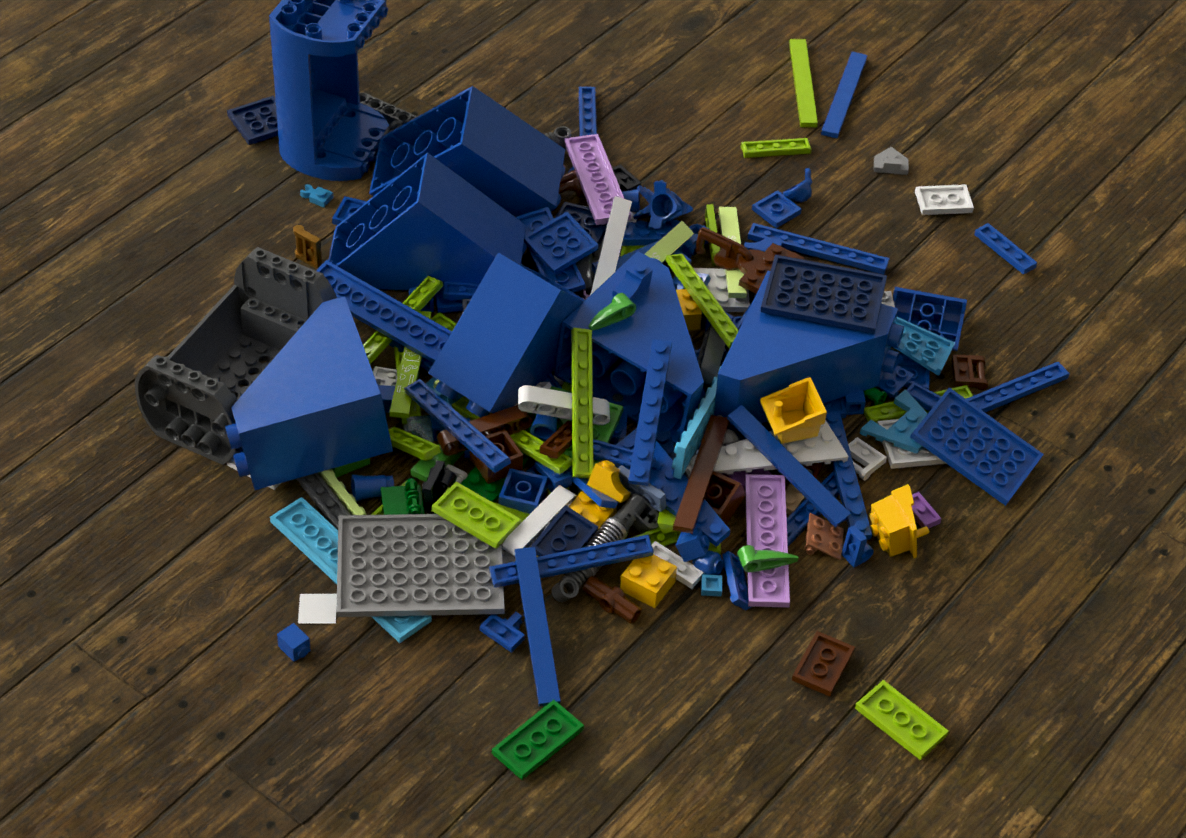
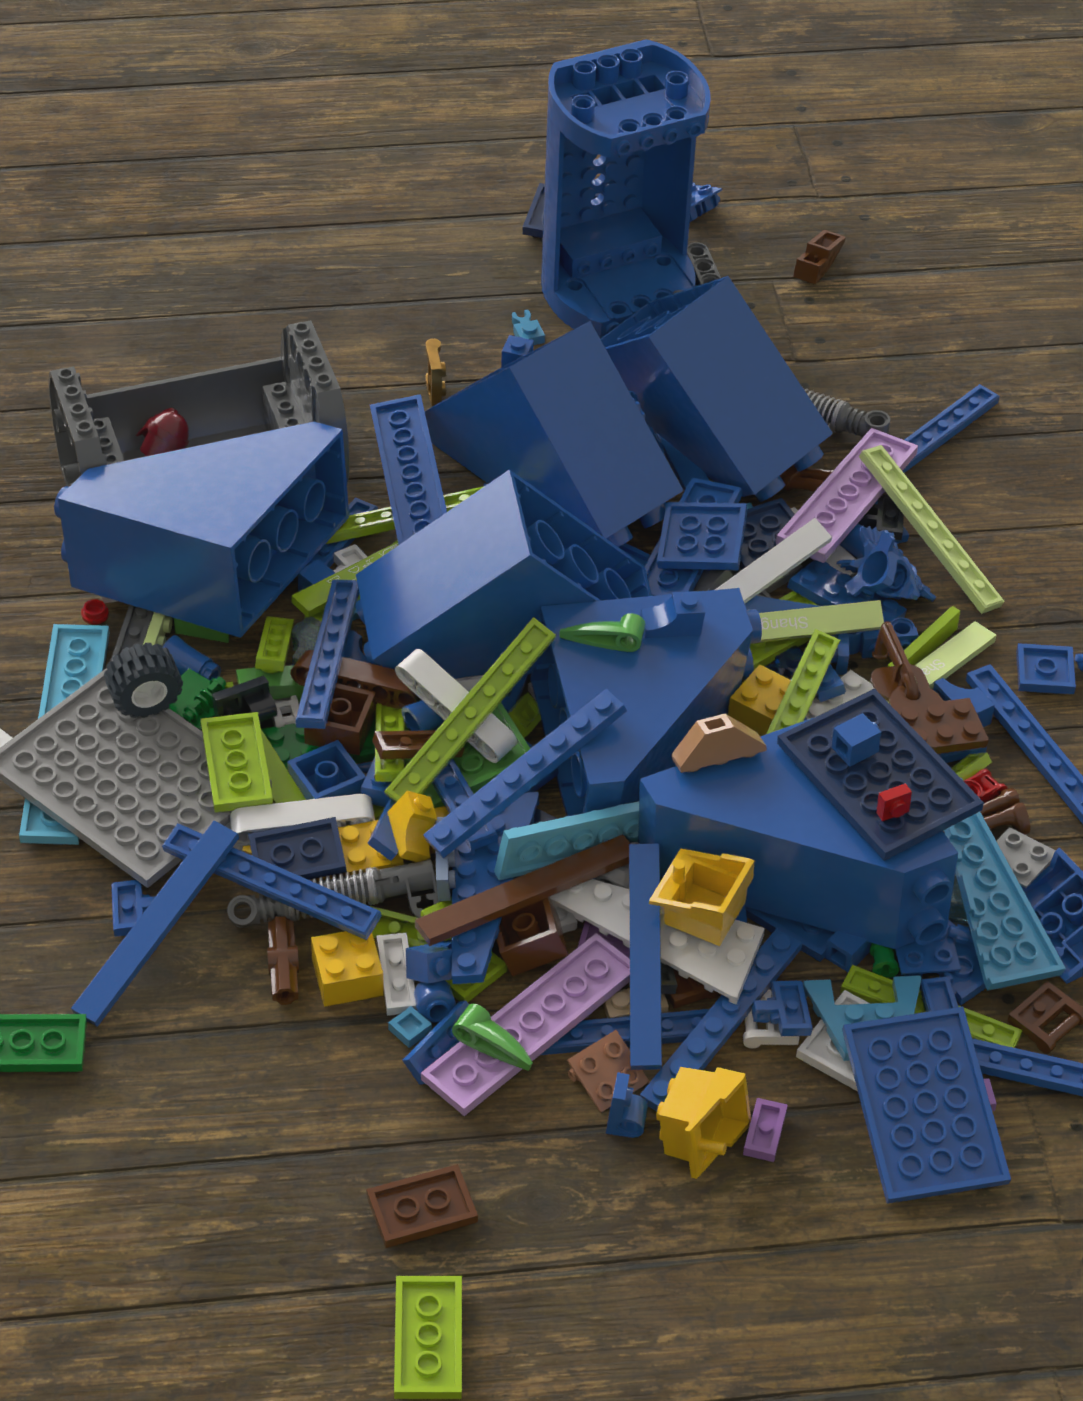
camera: 45 degrees right, 0 degrees up
(212, 366) = (164, 433): none -> dark red helmet
(280, 496) = (94, 611): none -> red plate
(342, 208) = (515, 348): none -> blue brick
(384, 504) = (143, 680): none -> black wheel
(421, 66) = (818, 256): none -> reddish brown slope
(652, 171) = (931, 529): none -> yellowish green tile
(738, 330) = (716, 742): none -> medium nougat slope
(804, 282) = (856, 739): none -> blue brick
(857, 300) = (894, 802): none -> red plate
(870, 447) = (785, 1008): none -> blue hinge

